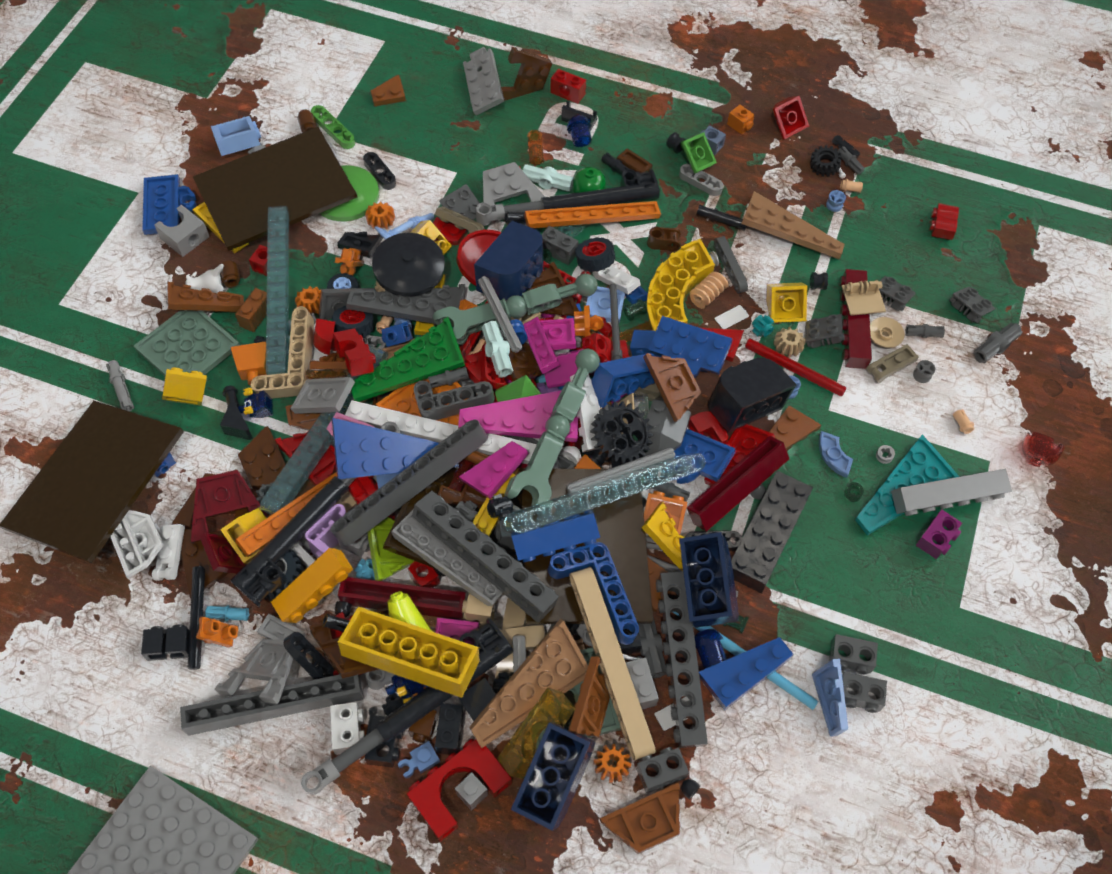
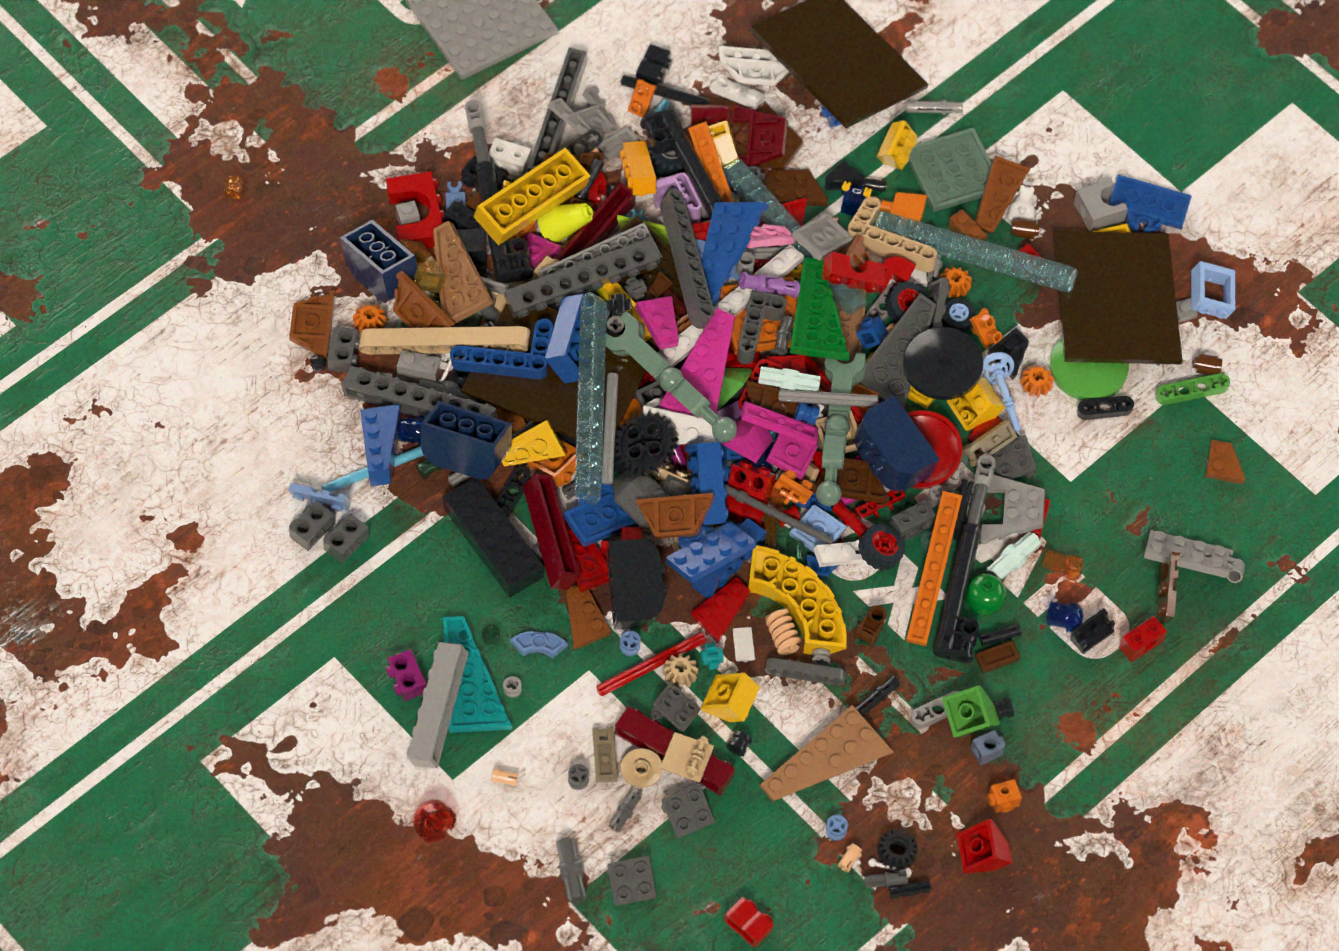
camera: 115 degrees right, 0 degrees up
(405, 404) = (769, 284): none -> medium lavender piece

